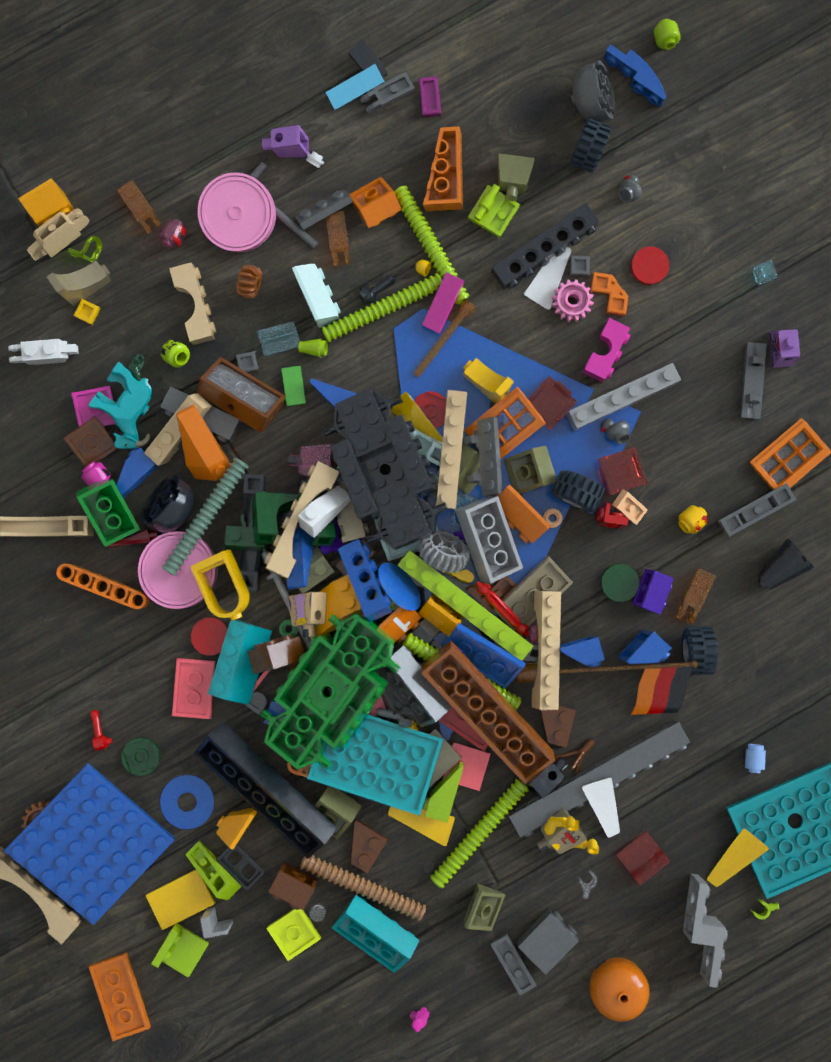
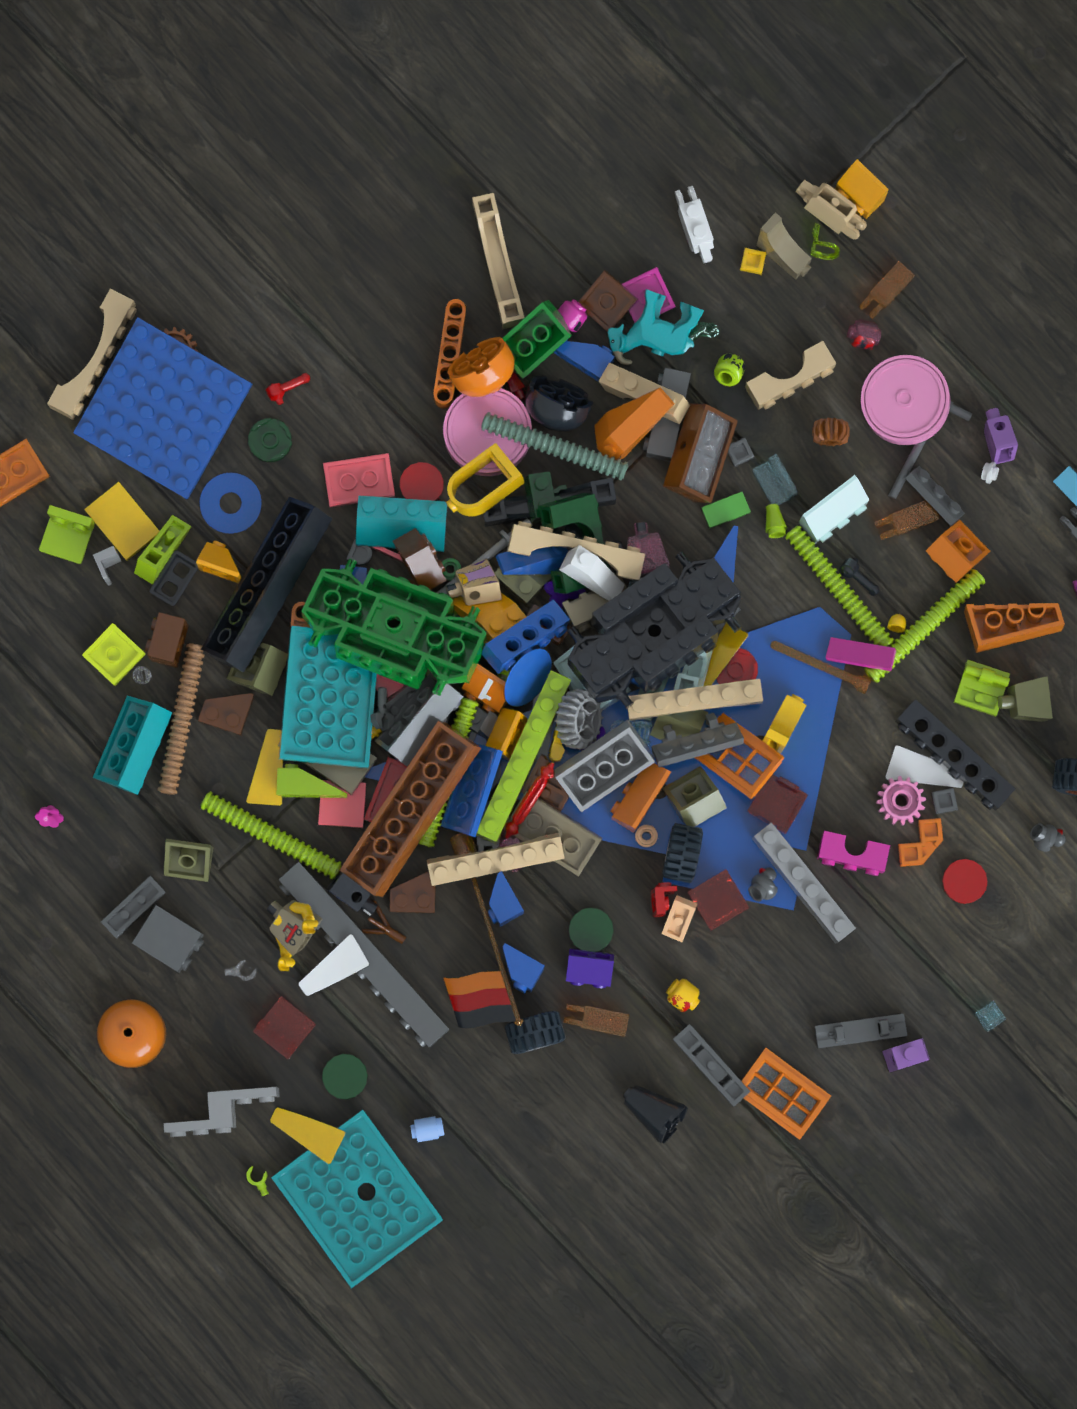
camera: 75 degrees right, 5 degrees down
(123, 561) = (483, 368): none -> orange cylinder
(695, 816) = (344, 1076): none -> dark green tile

